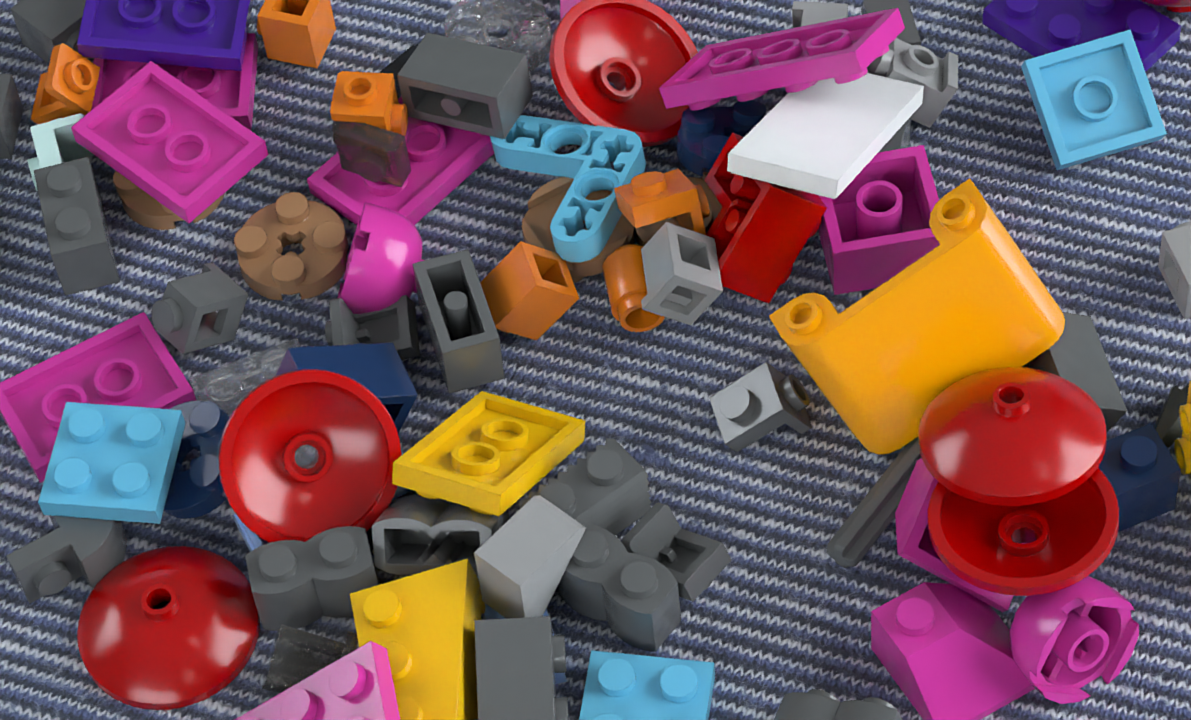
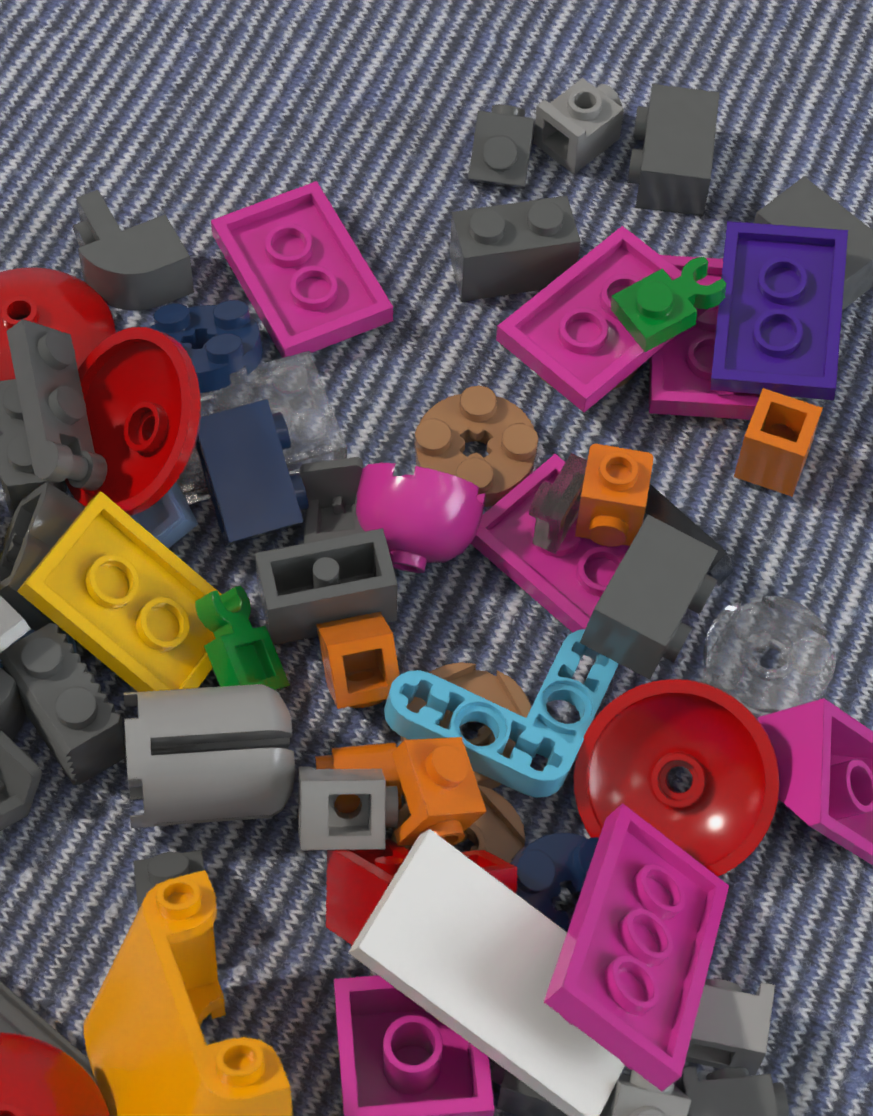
camera: 85 degrees right, 5 degrees up
(55, 144) = (599, 220): light aqua bracket -> none
(66, 87) = (696, 228): orange bracket -> none
(112, 462) = (179, 266): medium azure plate -> none
(169, 87) = (664, 307): none -> green plate
(189, 310) = (381, 349): dark grey brick -> none
(294, 523) = (54, 407): none -> dark grey plate
(531, 380) = (239, 652): none -> green plate
(634, 382) = (208, 754): none -> light grey cylinder

